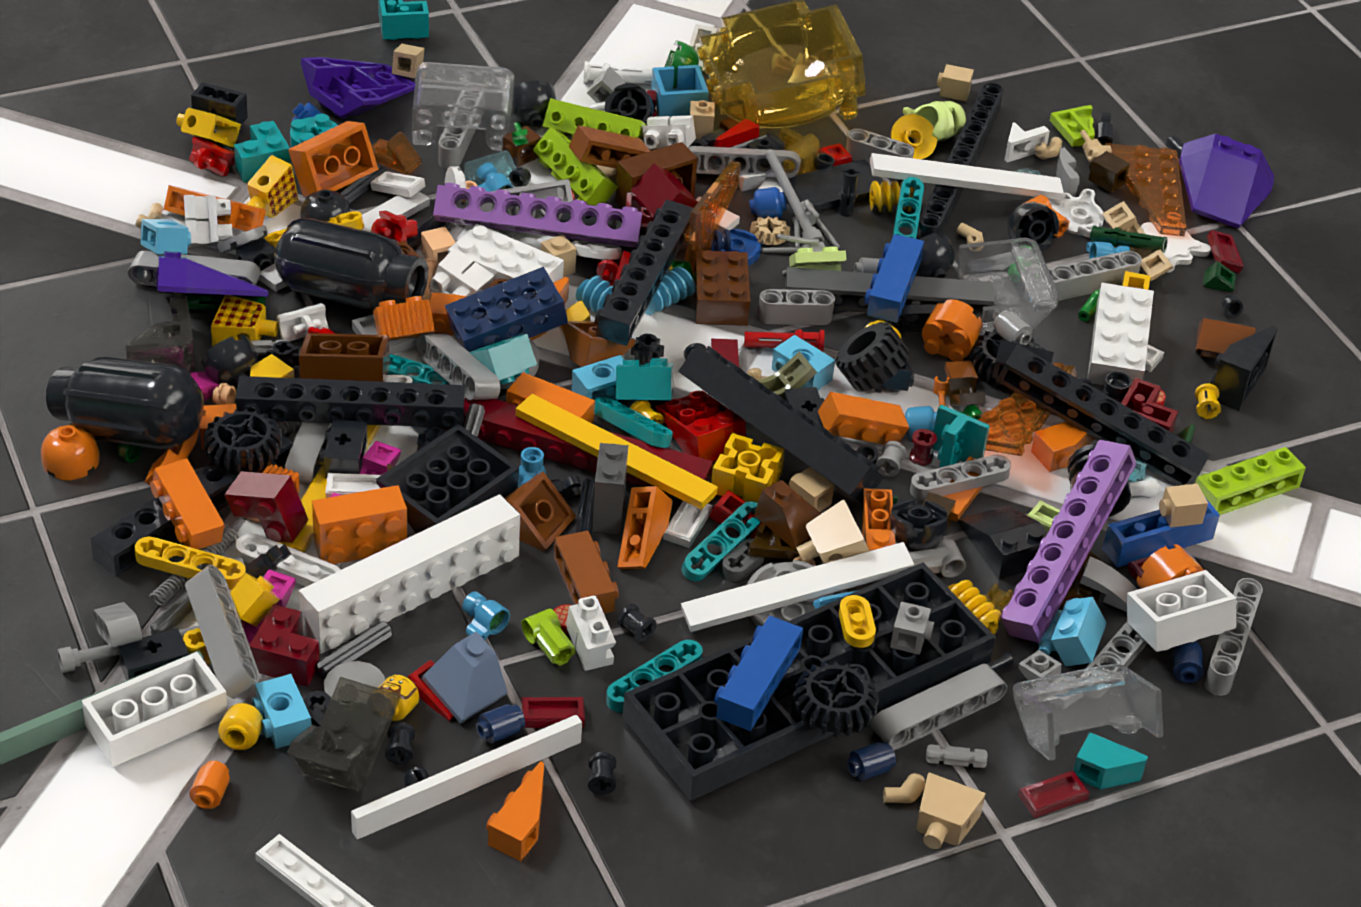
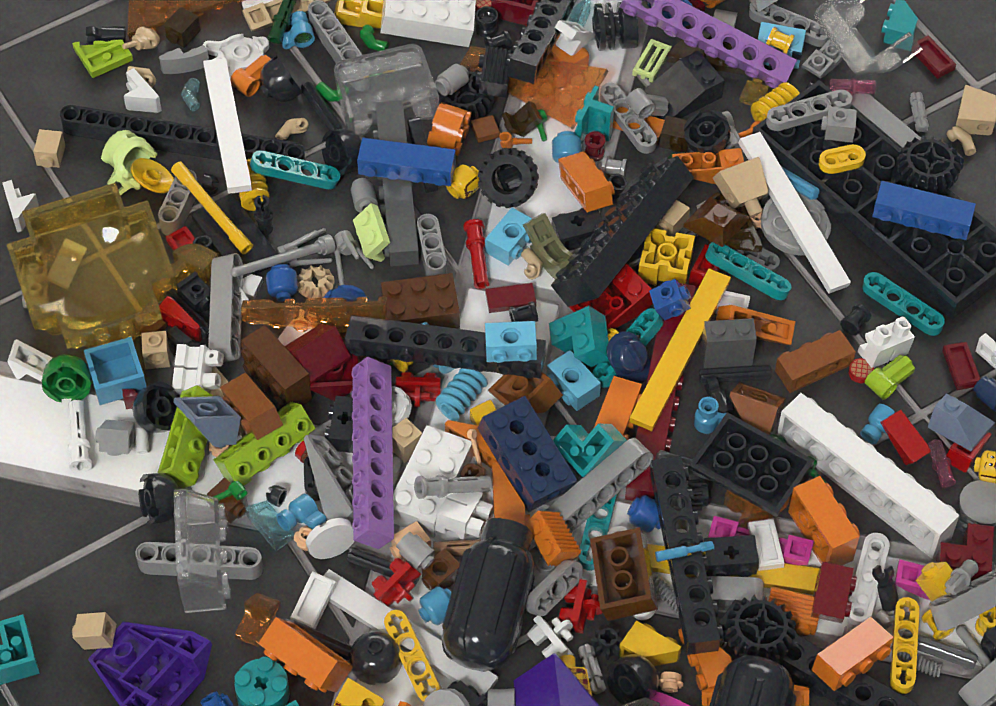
camera: 95 degrees left, 15 degrees up
(240, 600) = (961, 577): none -> light grey axle
(337, 312) = (542, 599): none -> light grey beam
(344, 384) = (682, 551): none -> dark azure piece
(413, 657) = (941, 464): none -> clear pink axle
(416, 229) = (415, 551): none -> light grey brick
(456, 625) = (905, 437): none -> red slope
(480, 247) = (441, 485): none -> light grey pin
(599, 111) = (212, 418): none -> sand blue slope
(616, 409) = (628, 357): none -> dark blue piece
(624, 288) = (511, 341): none -> medium azure brick
(674, 432) = (670, 299): none -> blue brick
(886, 59) = (18, 204): none -> white slope
(893, 145) = (235, 234): none -> yellow piece
(942, 610) = (807, 106): none -> light grey beam
(970, 478) = (646, 105): none -> light grey piece
(985, 672) = (854, 86): none -> clear pink axle
(1054, 609) = (780, 40): none -> yellow bush
(1076, 426) = (572, 36): none -> white slope

